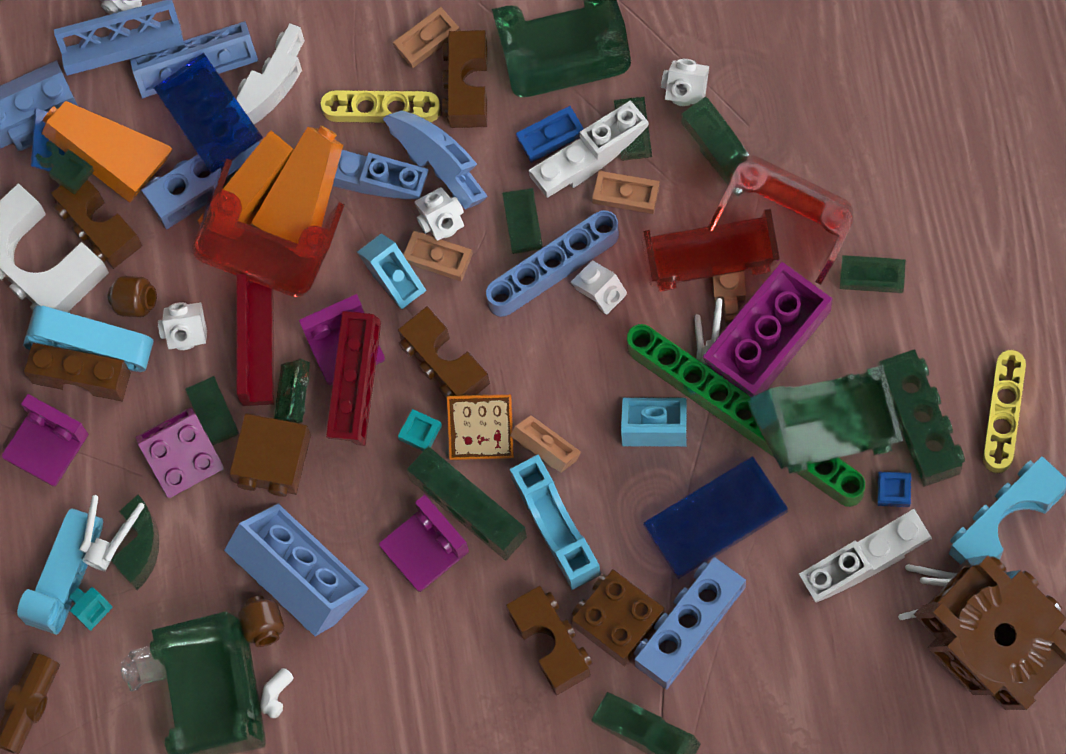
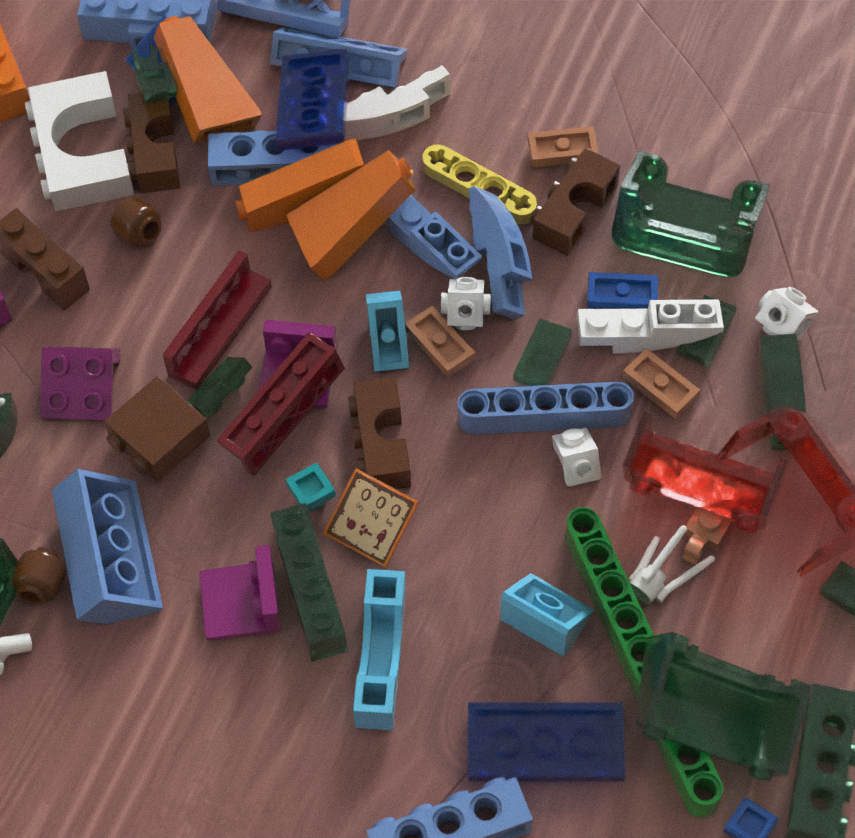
camera: 25 degrees right, 10 degrees down
(89, 336) = (67, 228): medium azure beam -> none
(183, 326) = (162, 271): white brick -> none
(212, 410) = (135, 361): clear green plate -> none
(254, 252) = (273, 247): clear red windscreen -> none
(537, 614) = (297, 794): reddish brown arch -> none
(543, 441) = (423, 571): nougat plate -> none
(617, 616) = (380, 778): reddish brown brick -> none
(769, 331) = (718, 588): magenta slope -> none

